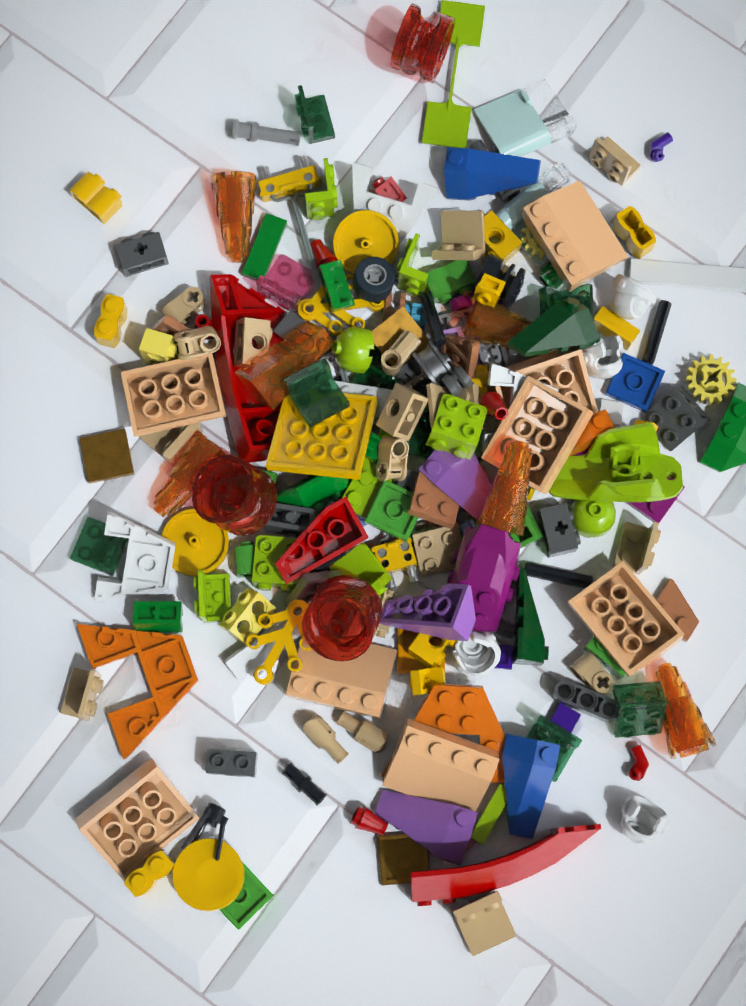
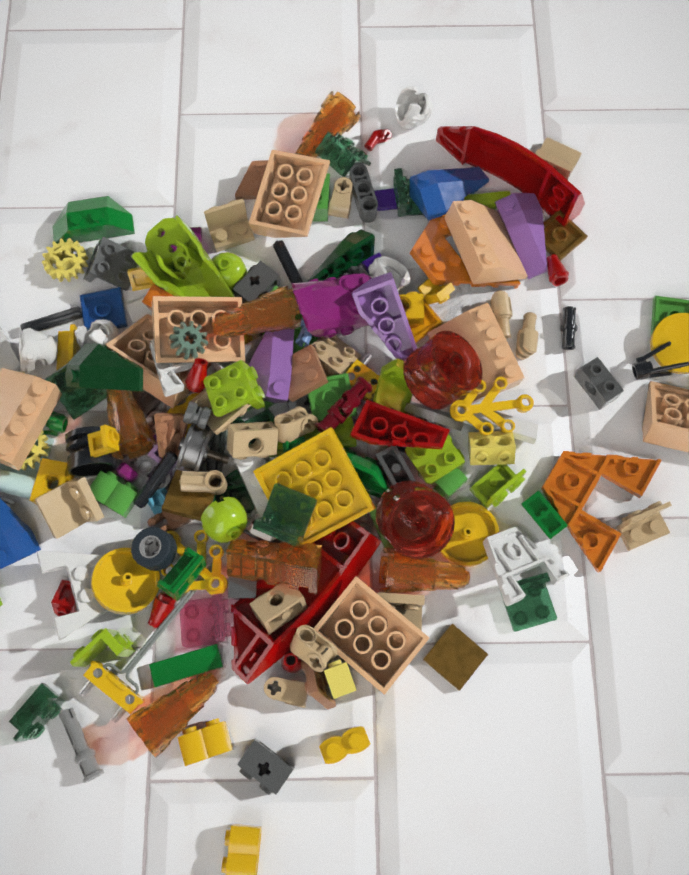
camera: 125 degrees left, 5 degrees down
(194, 222) = (205, 742): none -> yellow brick
(375, 513) = (349, 400): none -> dark red piece
(408, 278) = (134, 523): lime bracket -> none
(530, 420) = (186, 347): none -> sand green gear

